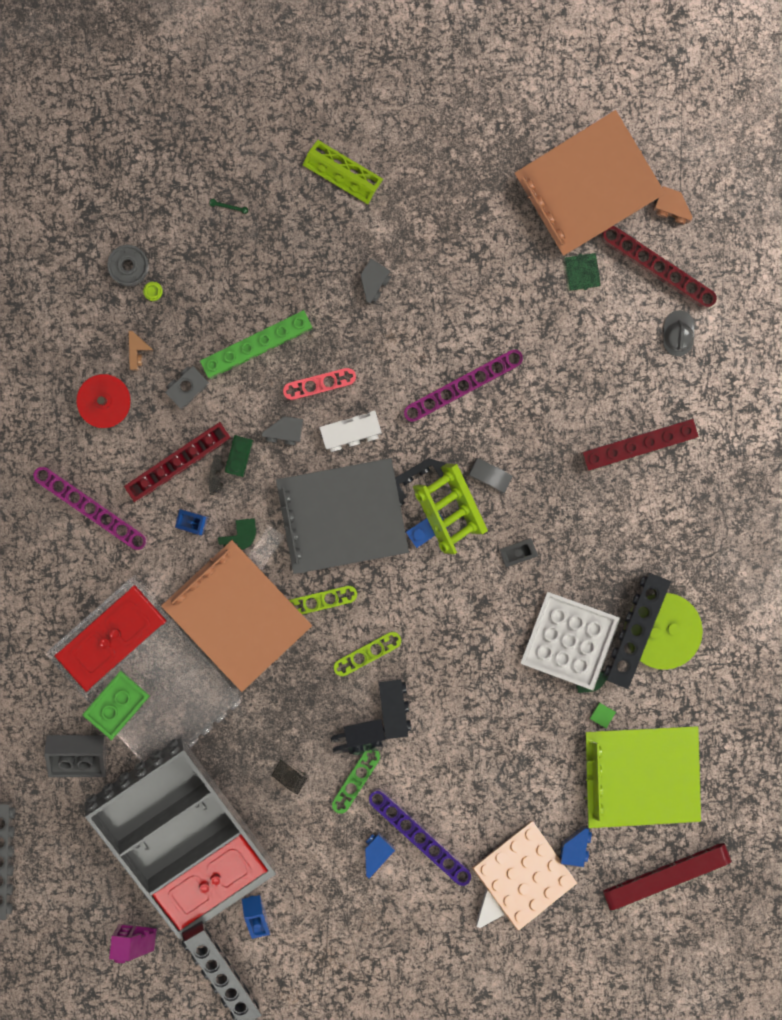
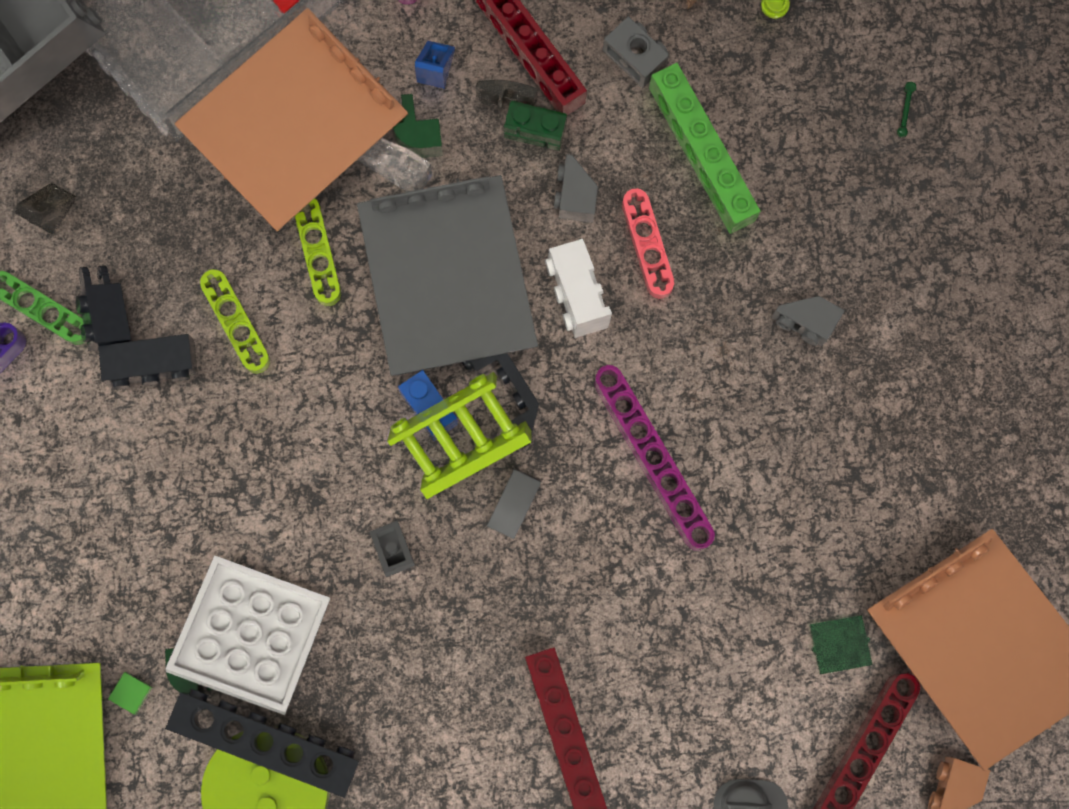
camera: 80 degrees right, 10 degrees down
(340, 173) = (967, 266): lime fence -> none

